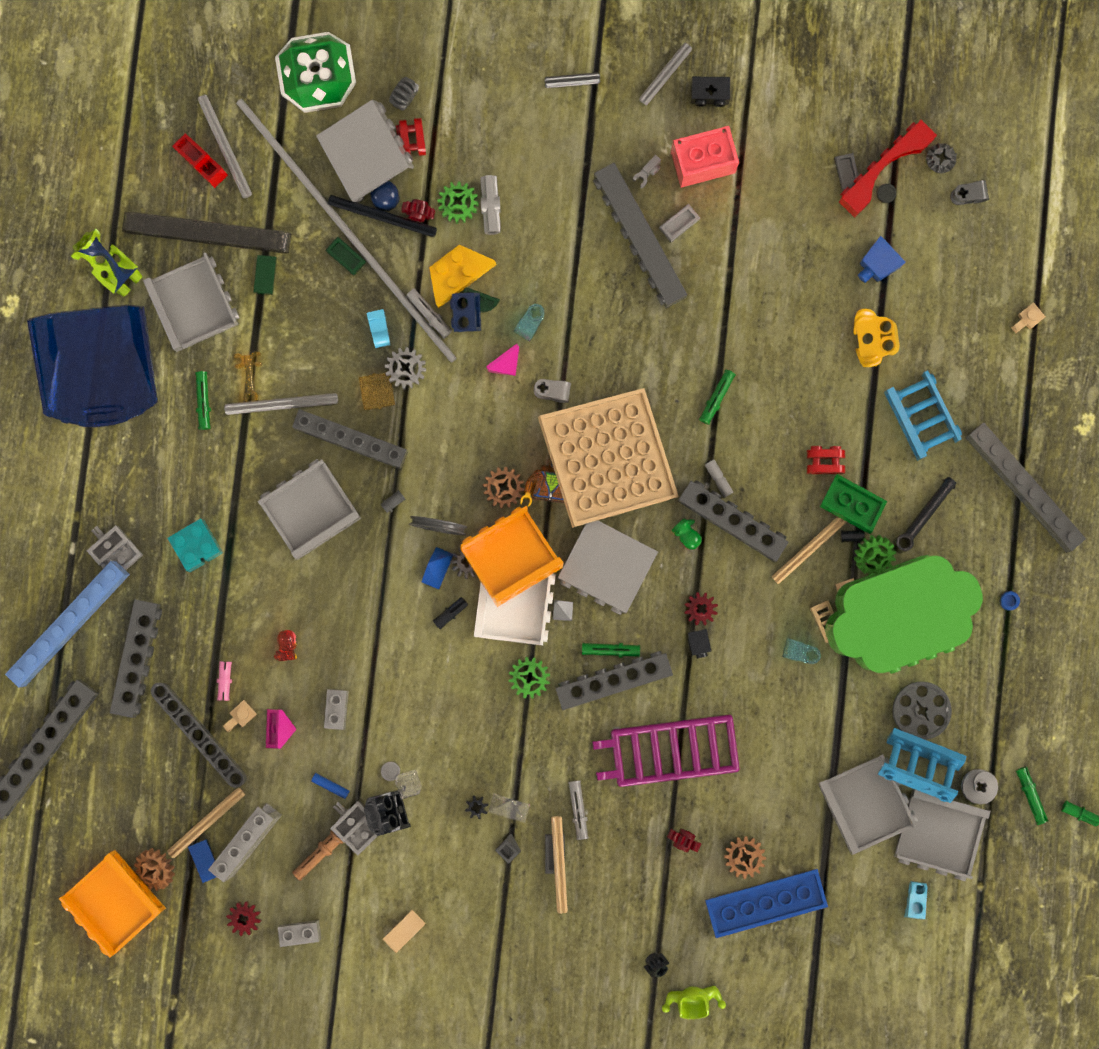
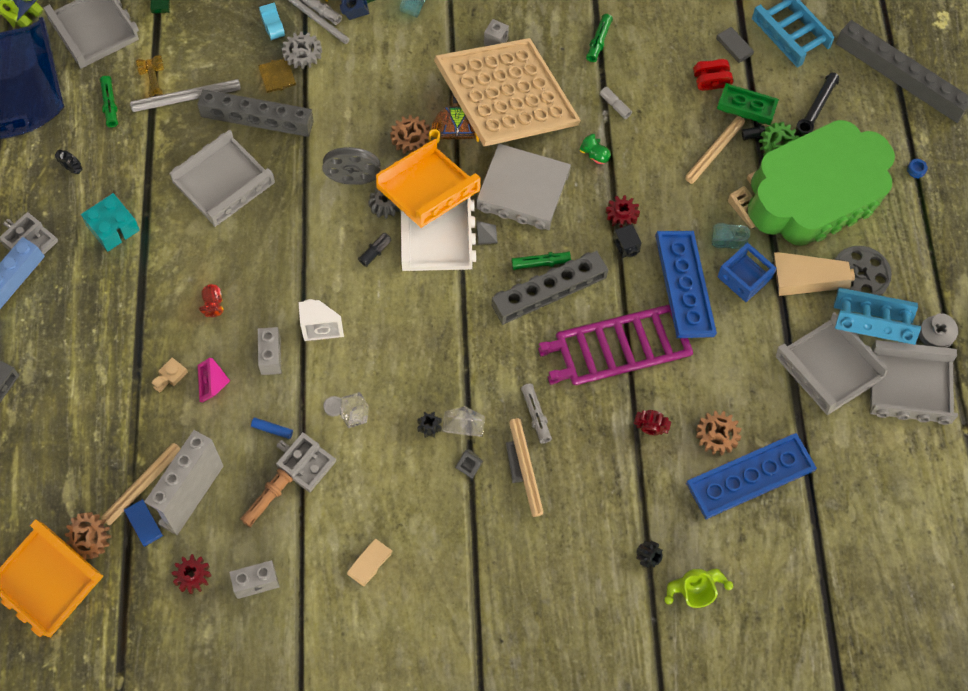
camera: 10 degrees left, 20 degrees down
(127, 666) = (58, 287): dark grey brick -> none
(159, 471) = (68, 161): none -> black gear
(190, 730) = (132, 403): dark grey beam -> none
(224, 681) = (150, 343): bright pink pin -> none
(384, 687) = (319, 321): none -> white slope
(386, 813) = (334, 440): black slope -> none
(392, 501) = (300, 164): dark grey pin -> none
(437, 568) = (355, 214): blue slope -> none
(505, 363) = (394, 35): dark pink slope -> none
(526, 689) = (473, 299): bright green gear -> none
(556, 390) = (442, 46): light grey piece -> none
(609, 380) = (496, 33): none -> light grey brick
(738, 531) = (642, 142): dark grey brick -> none
(746, 698) = (685, 284): none -> blue plate
(808, 697) = (745, 275): none -> blue piece
(857, 425) = (735, 44): none -> dark grey tile
(867, 708) = (810, 274): none -> tan slope
(916, 900) = (906, 451): medium azure leg -> none

